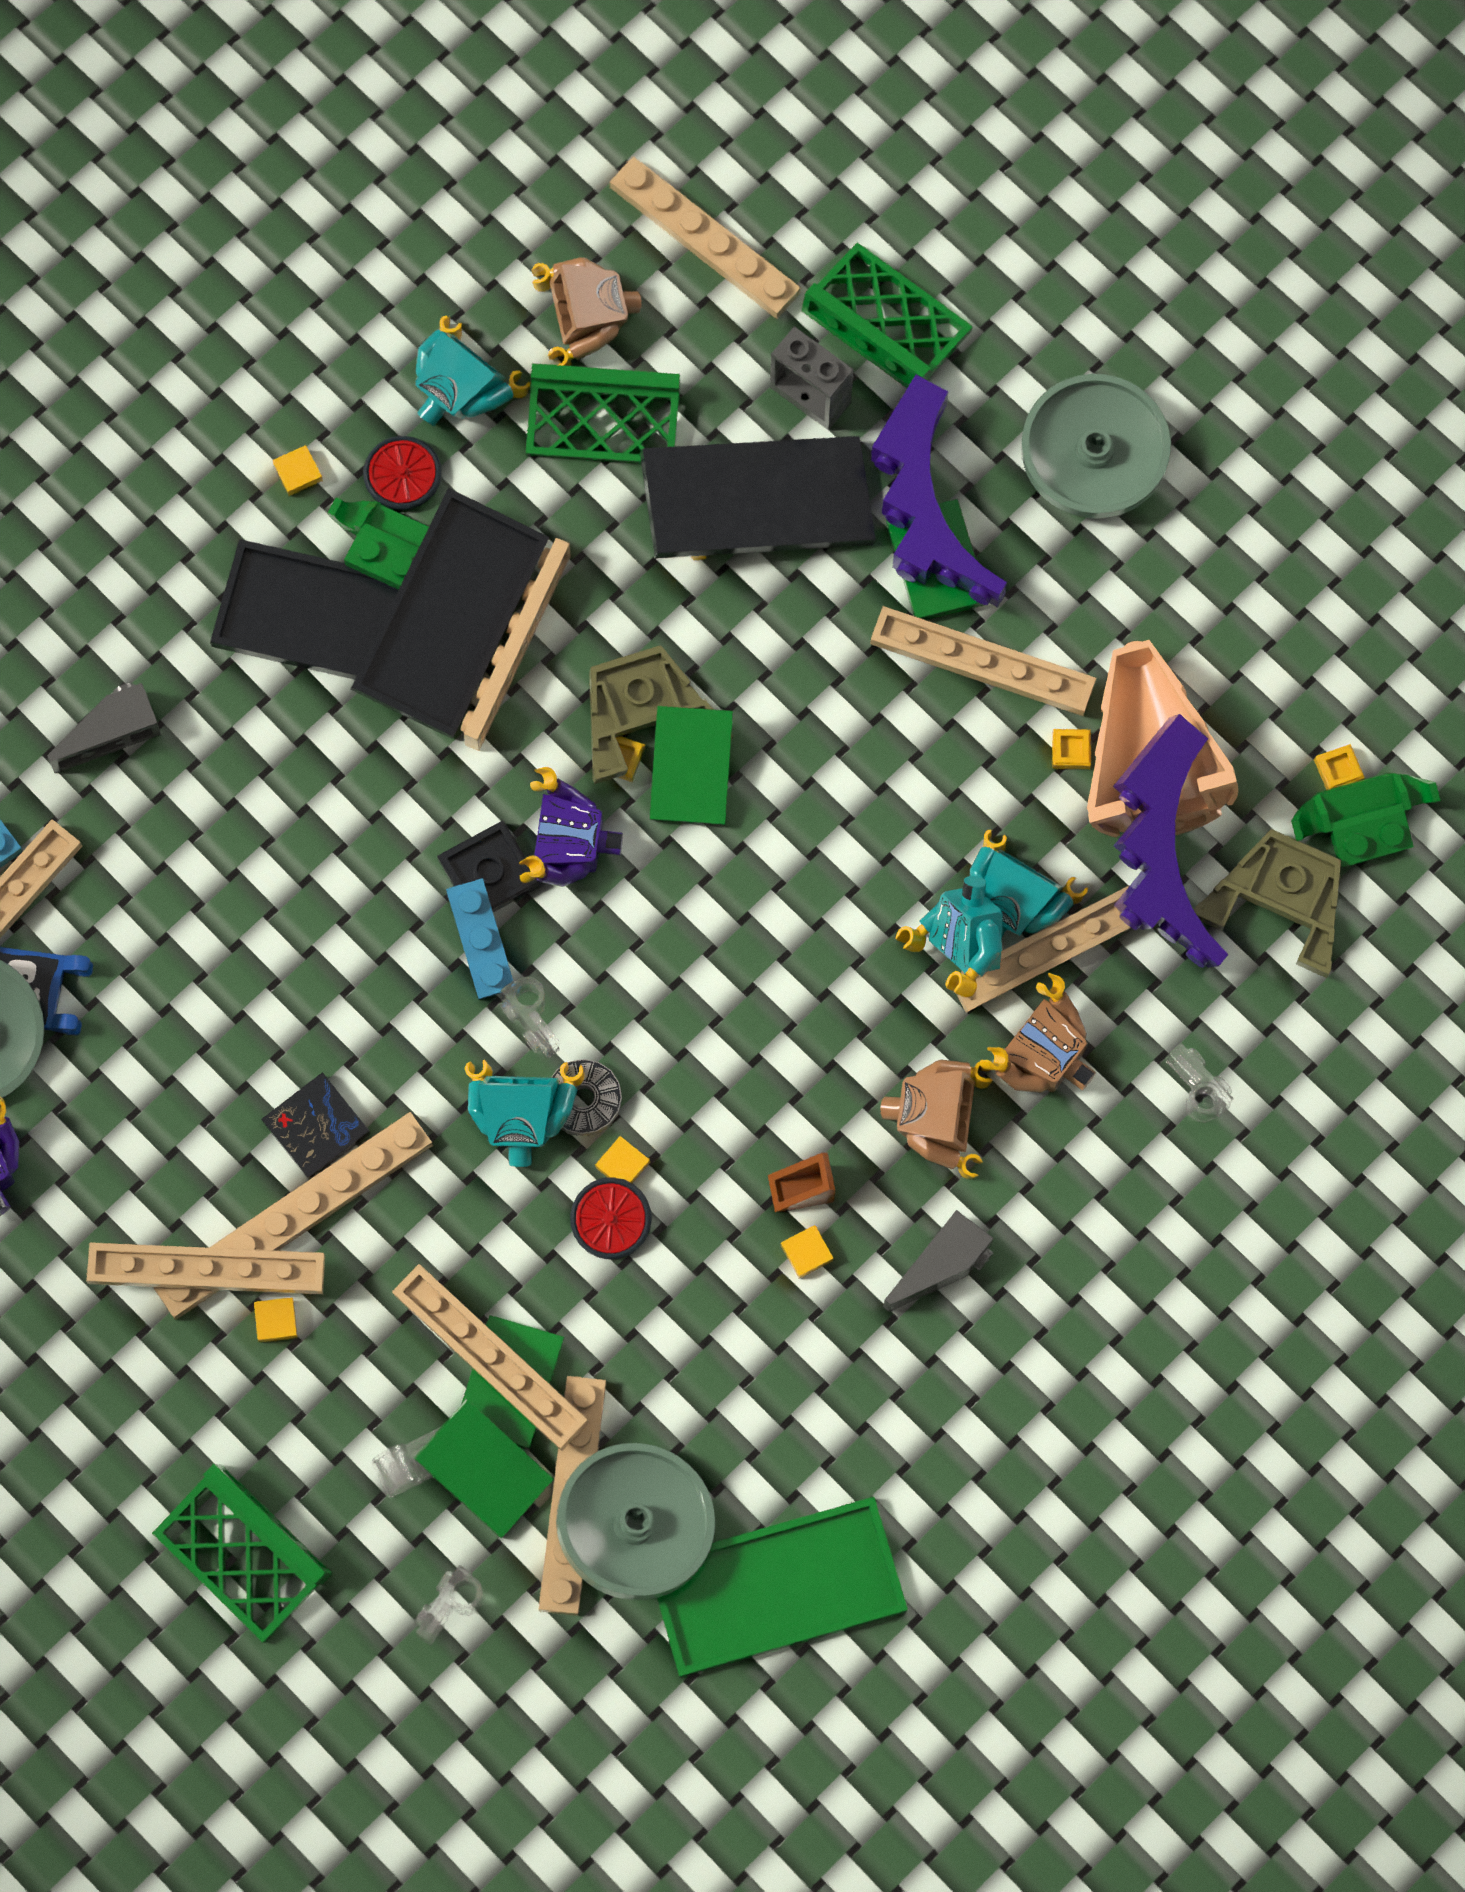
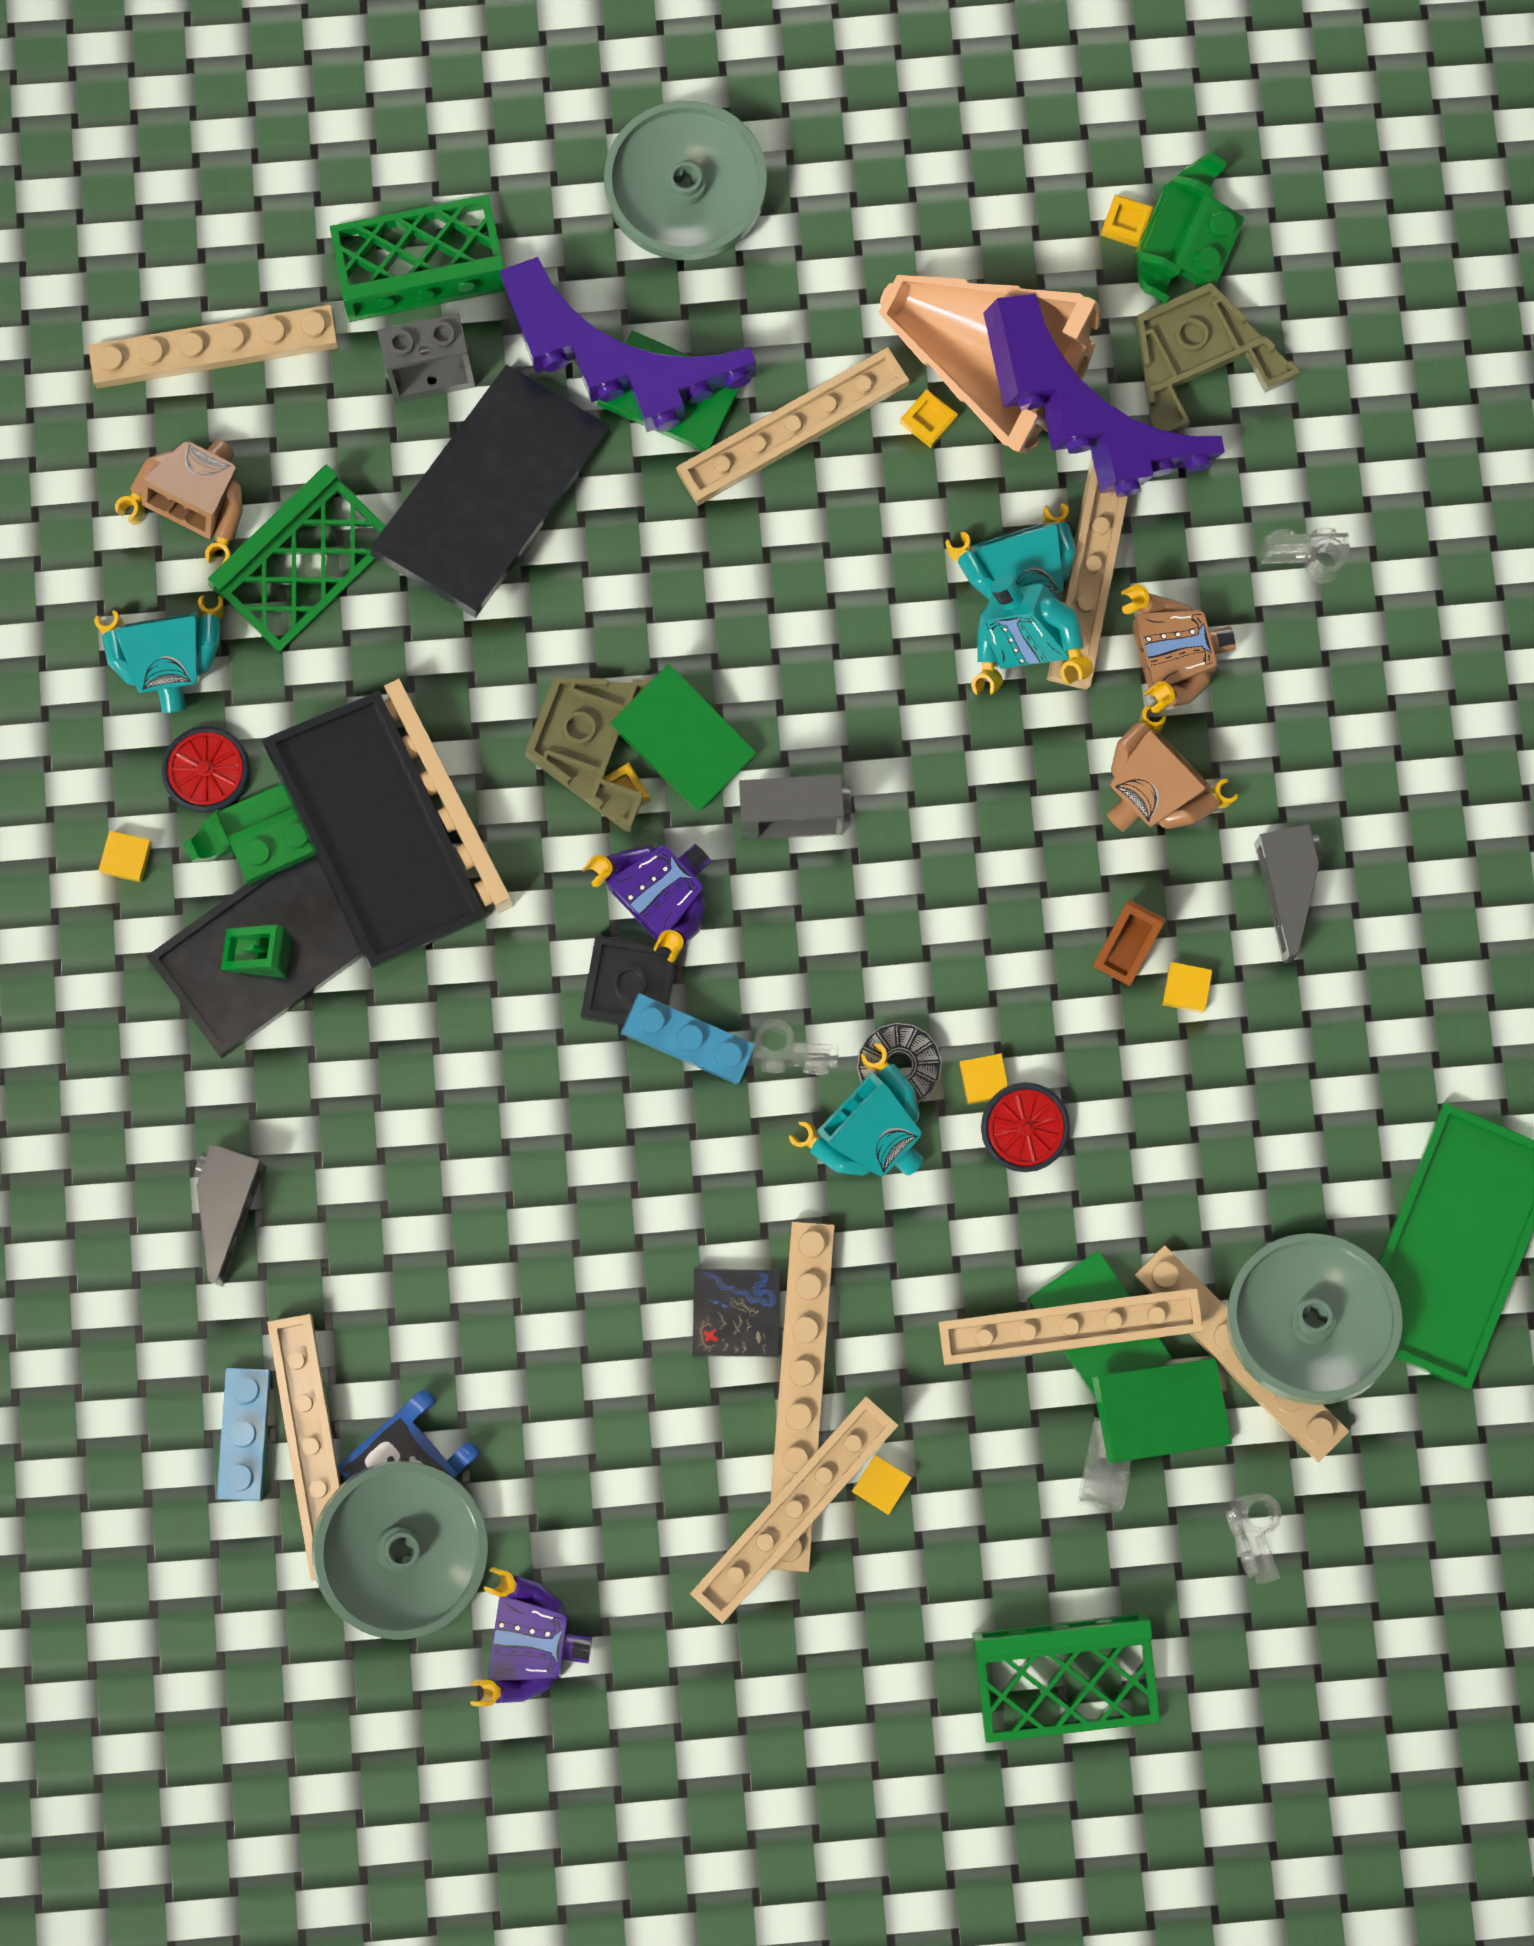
camera: 50 degrees left, 5 degrees up
(303, 608) = (257, 950): none -> green slope
(701, 875) = (793, 807): none -> dark grey window

